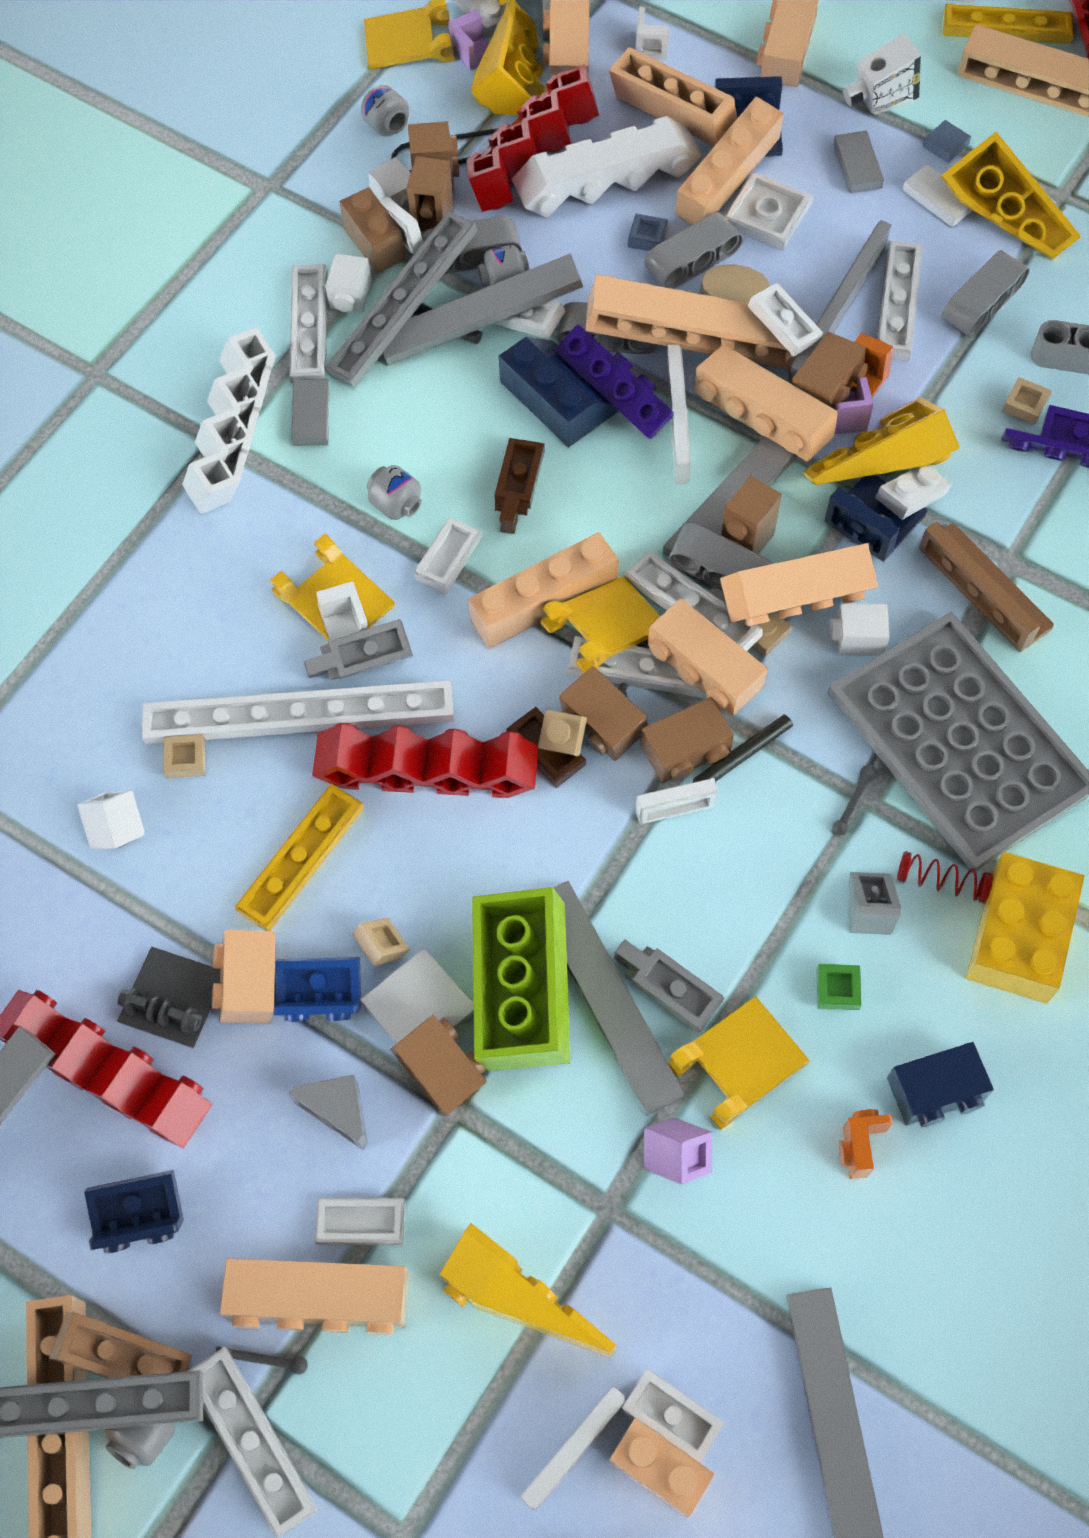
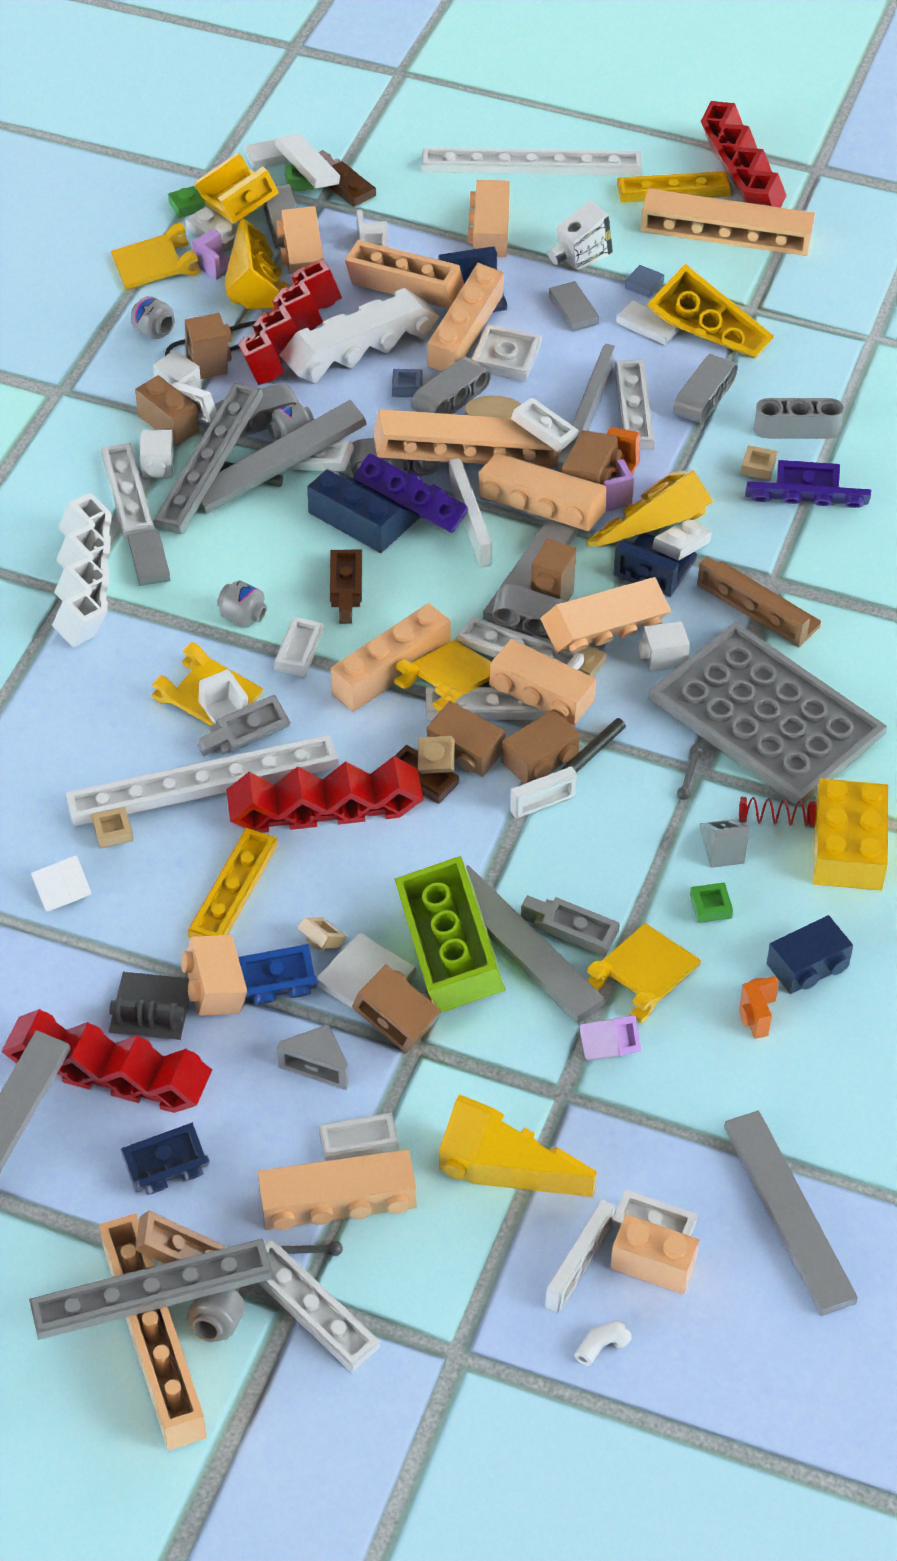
camera: 15 degrees left, 15 degrees down
(430, 191) = (214, 369): medium nougat brick -> none

